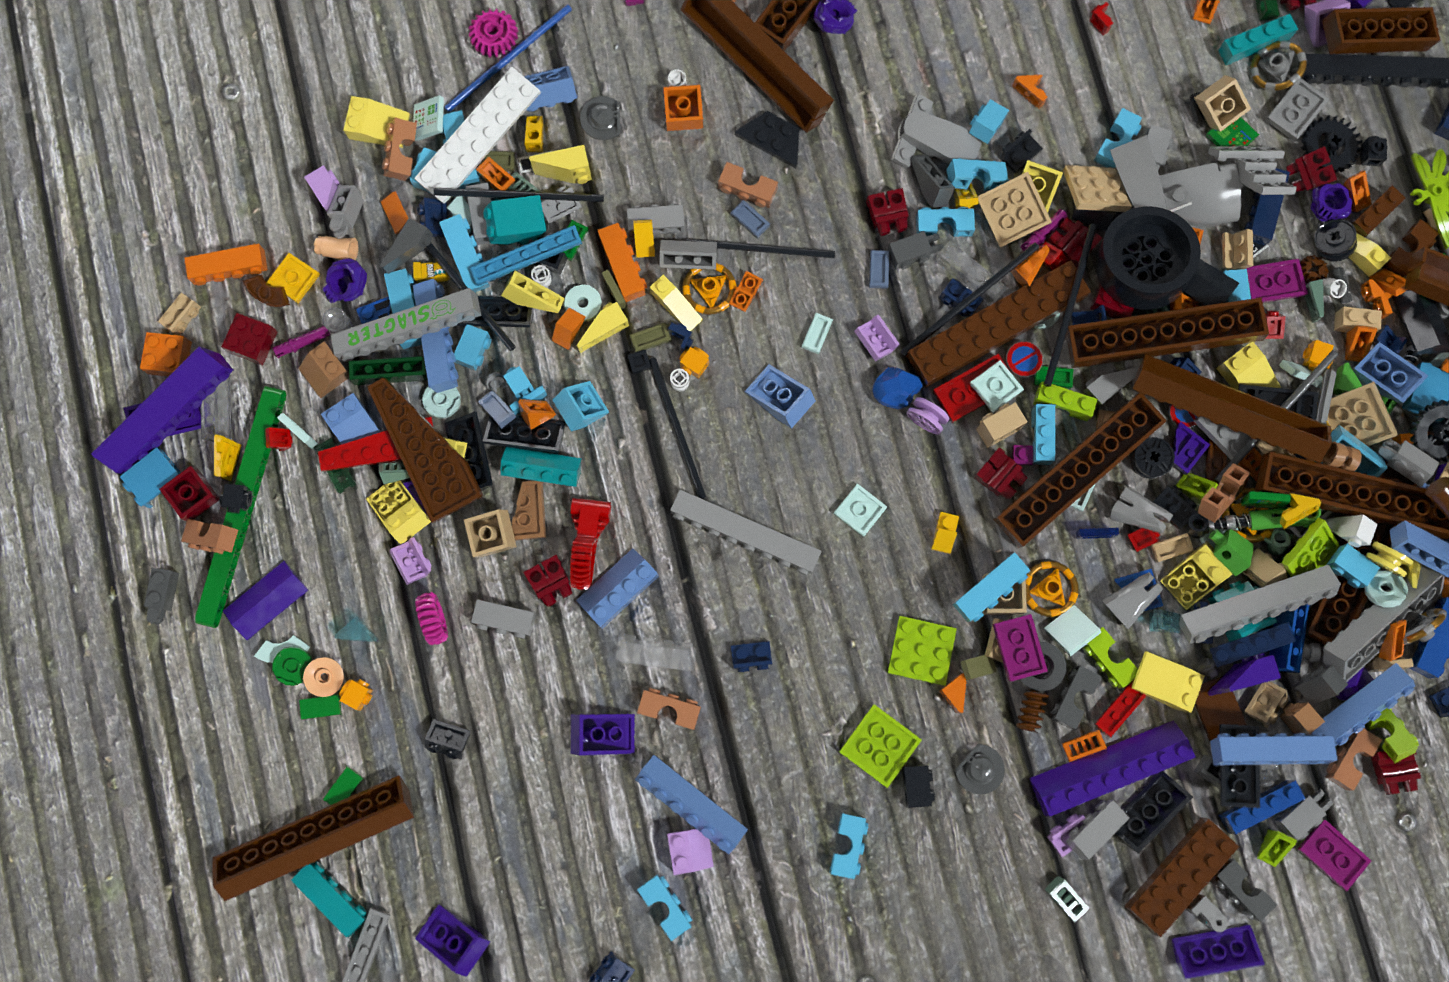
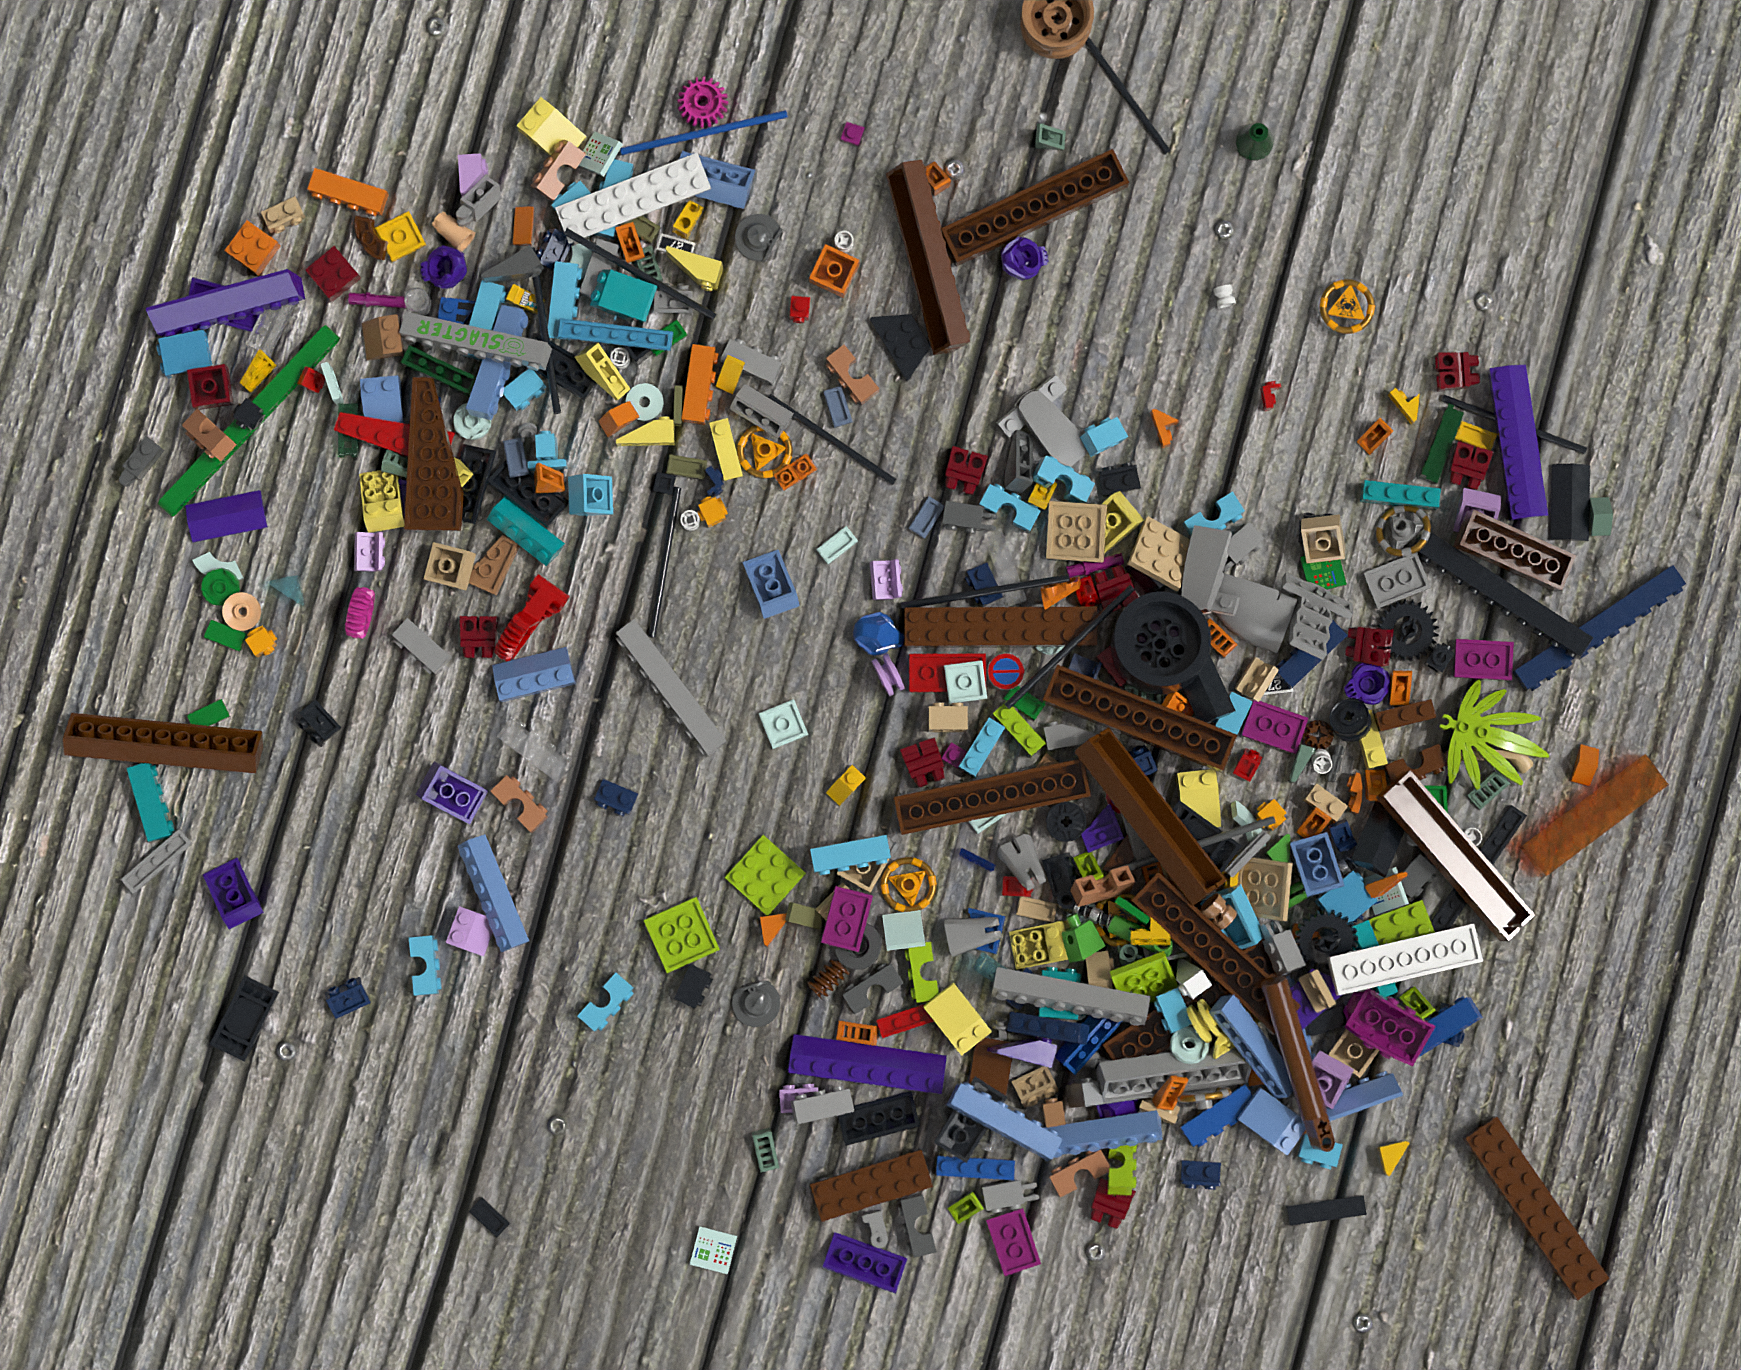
camera: 30 degrees right, 5 degrees up
(671, 156) = (799, 309): none -> red bracket
(1408, 134) = (1483, 659): none -> magenta plate

